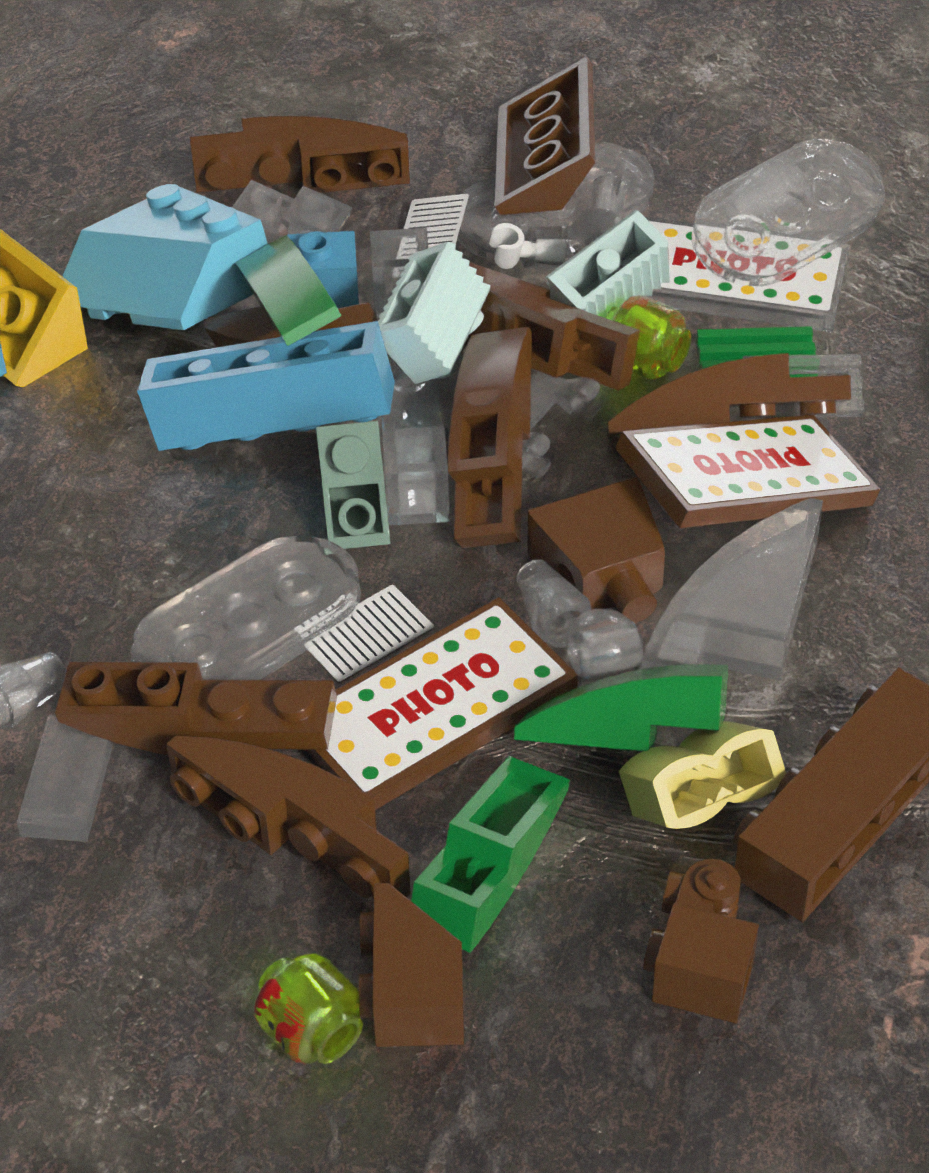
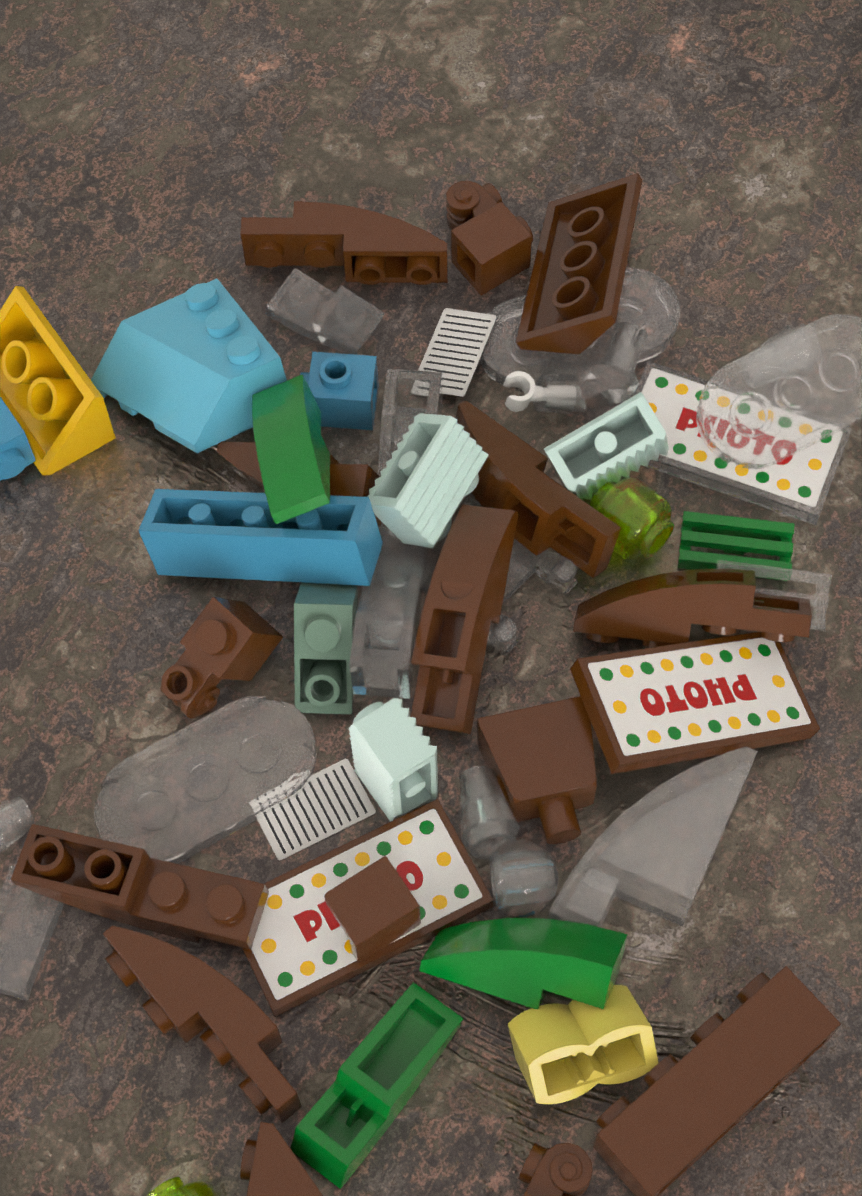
camera: 10 degrees right, 15 degrees up
(239, 488) = (221, 644): none -> reddish brown brick
(443, 134) = (485, 236): none -> reddish brown brick
(448, 552) = (394, 758): none -> light aqua brick
(460, 680) = (373, 908): none -> reddish brown panel

